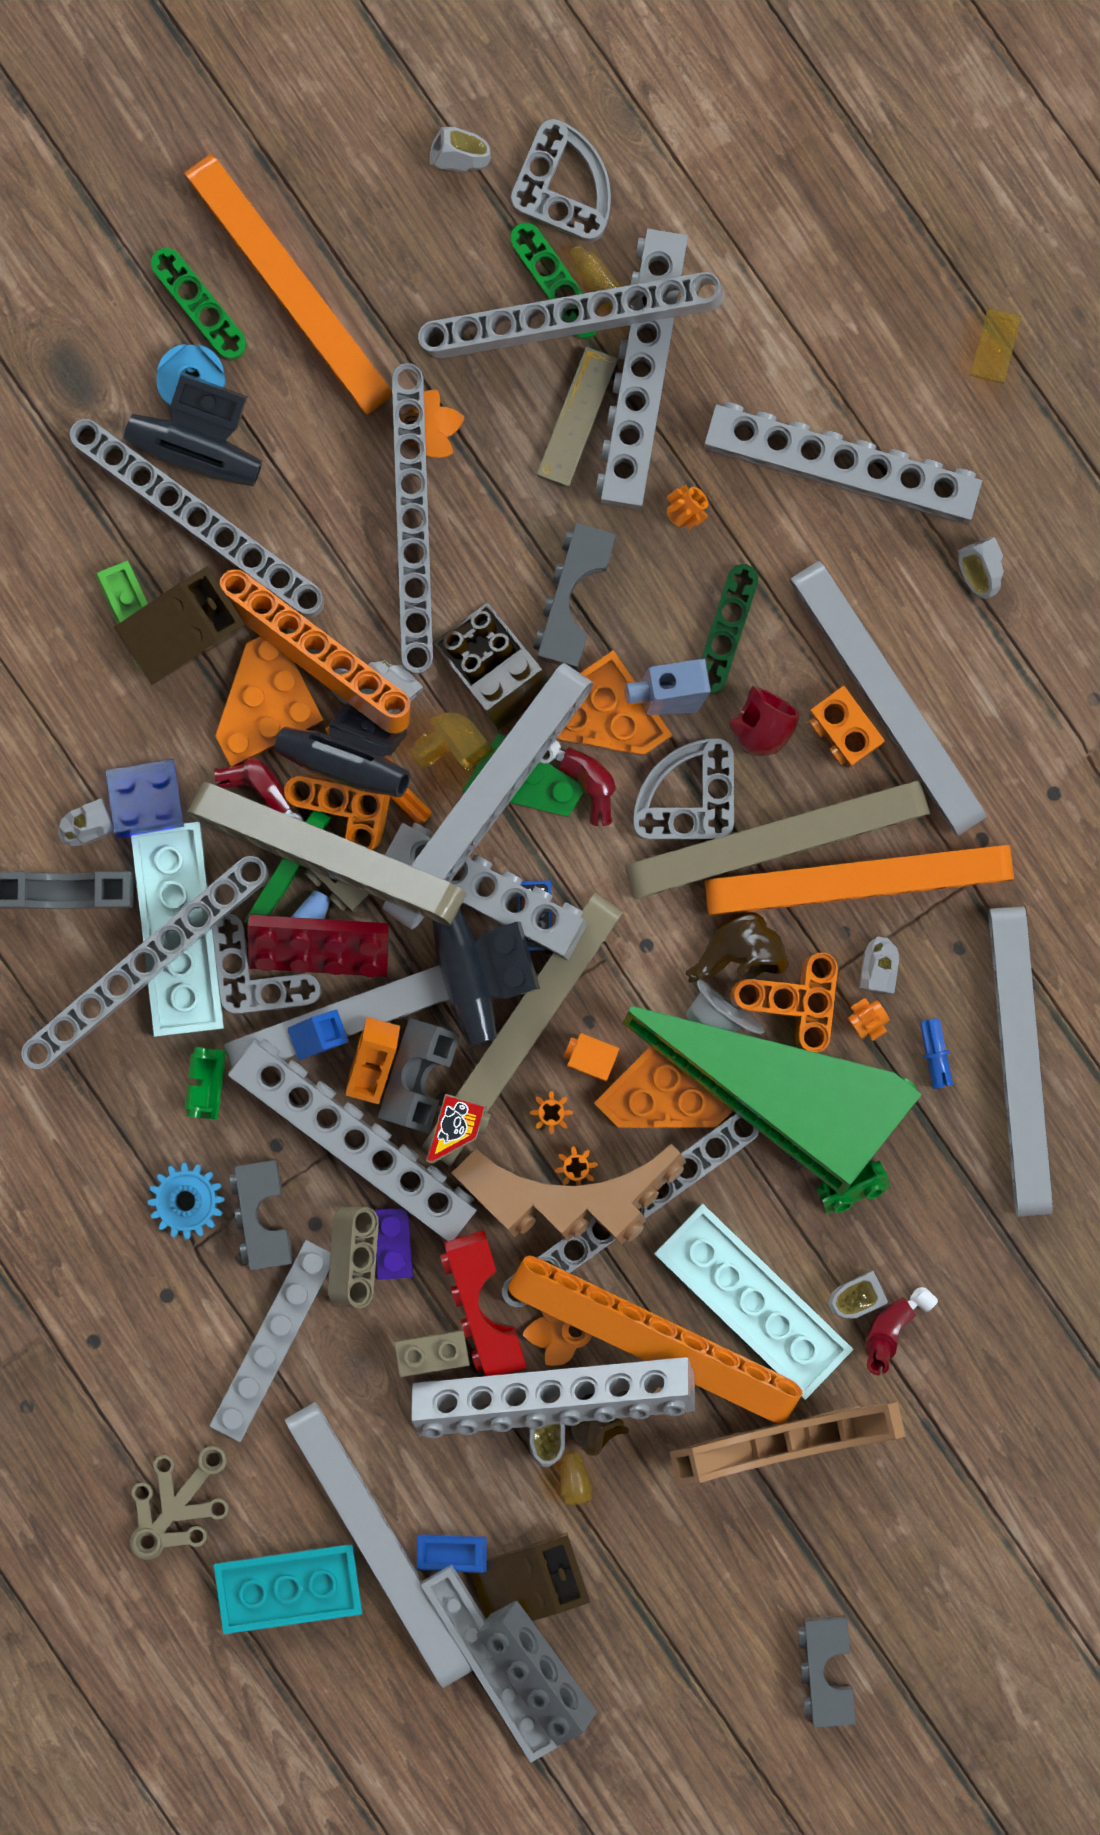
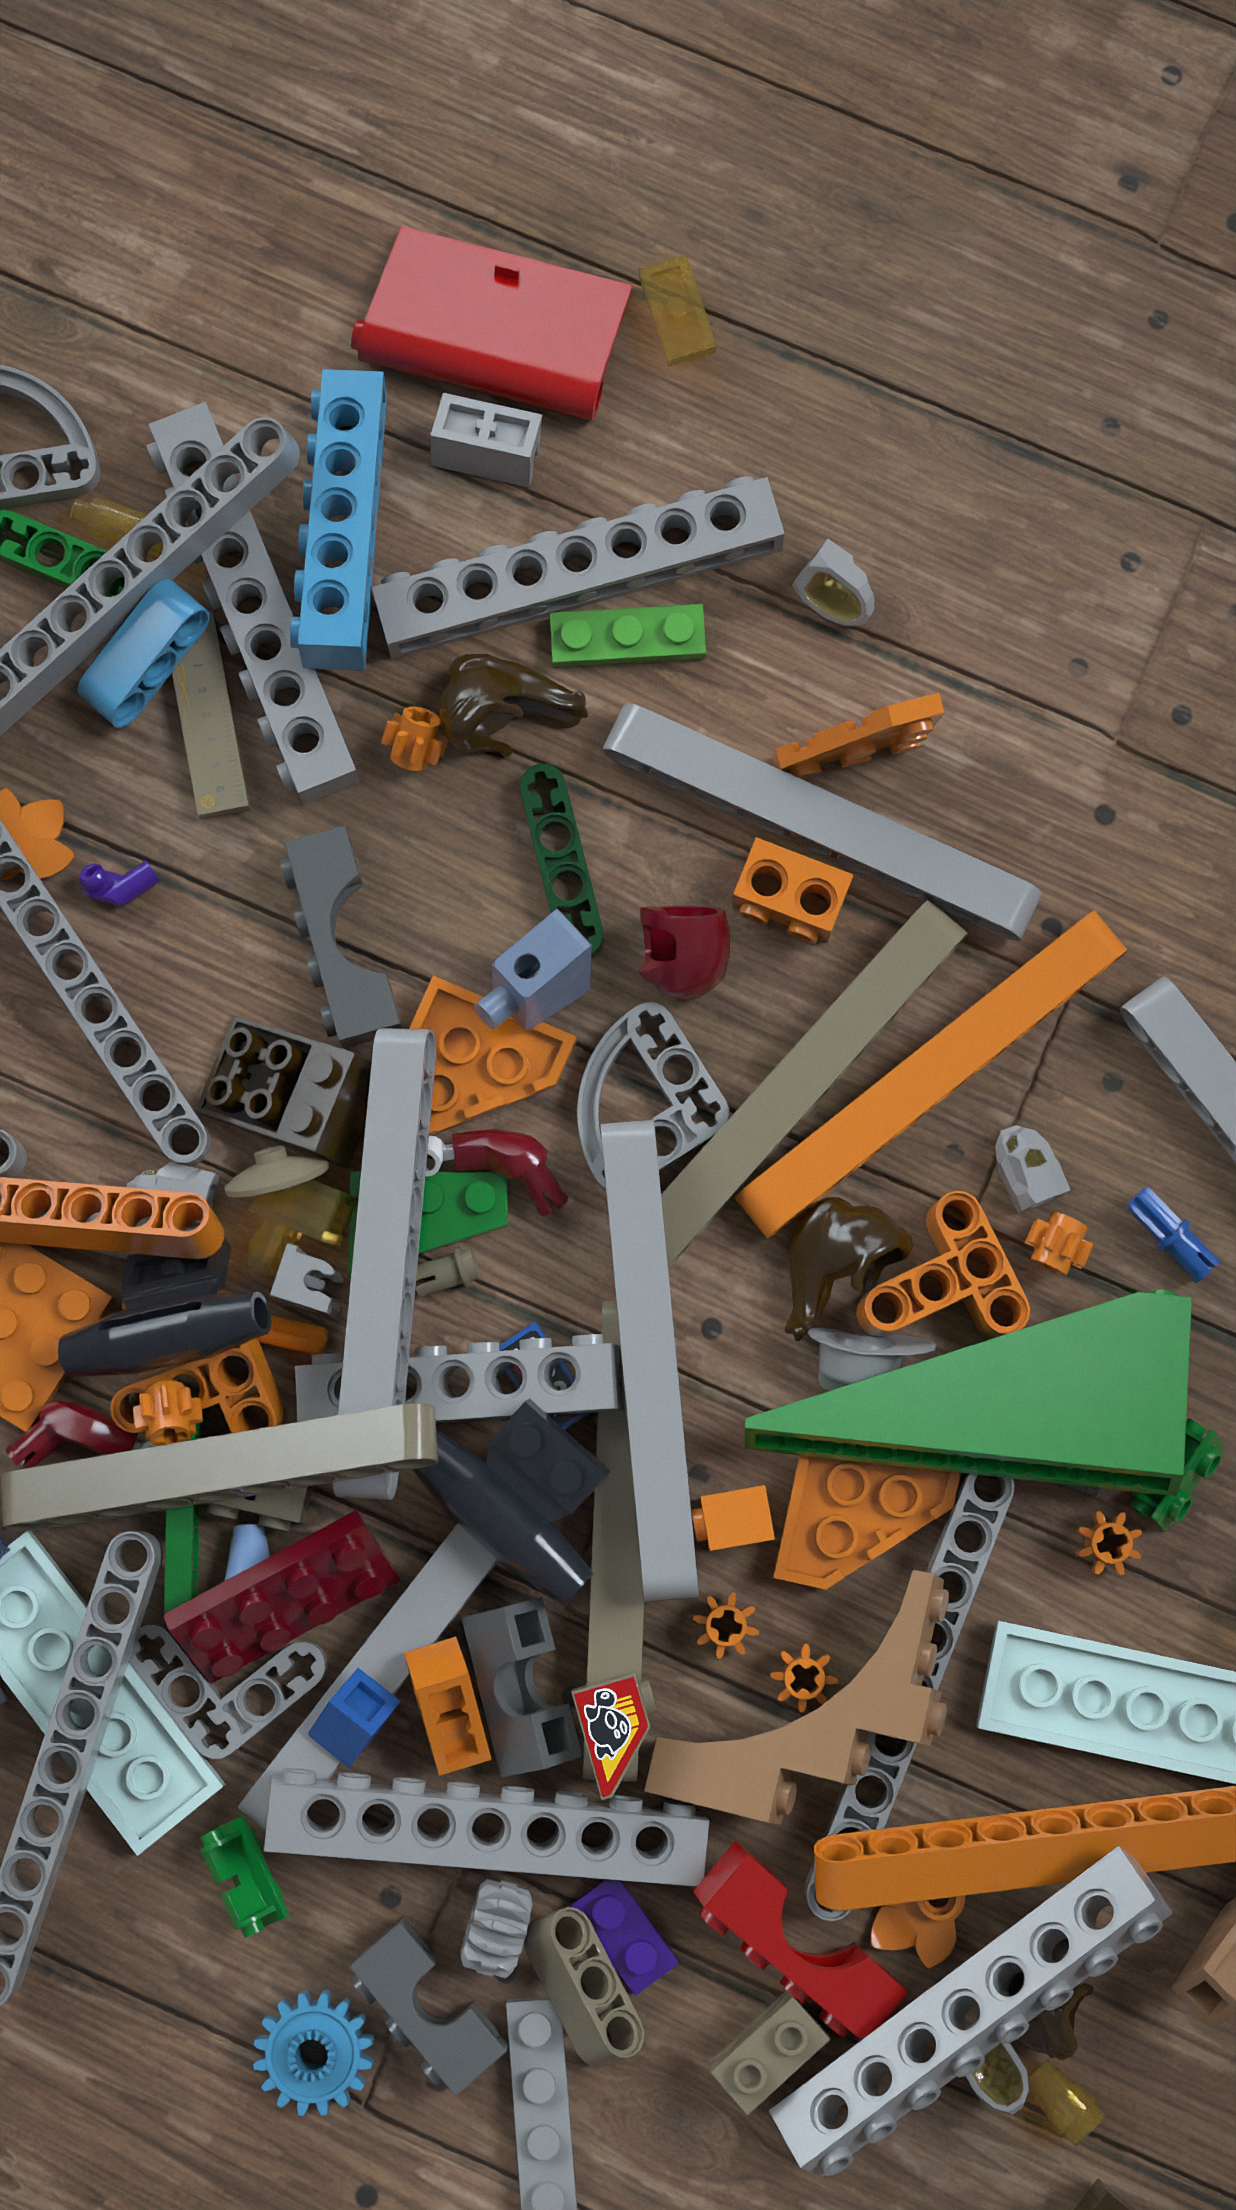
camera: 30 degrees left, 5 degrees down
(317, 806) = (167, 1413): none -> orange gear
(325, 1196) = (496, 1928): none -> light grey gear
(435, 775) = (299, 1278): none -> light grey hinge
(456, 708) = (275, 1172): none -> dark tan dish
(464, 487) = (117, 888): none -> dark purple arm
(518, 822) = (448, 1272): none -> dark tan pin
(563, 361) = (143, 653): none -> dark azure beam
(599, 940) = (649, 1361): none -> light grey beam
(680, 426) = (340, 638): none -> dark azure brick
(749, 507) = (491, 691): none -> dark brown piece
(785, 1191) = (1121, 1550): none -> orange gear
(836, 355) = (485, 440): none -> light grey hinge
(846, 520) = (627, 635): none -> bright green plate
(885, 286) = (493, 323): none -> door
(965, 675) = (893, 726): none -> orange plate

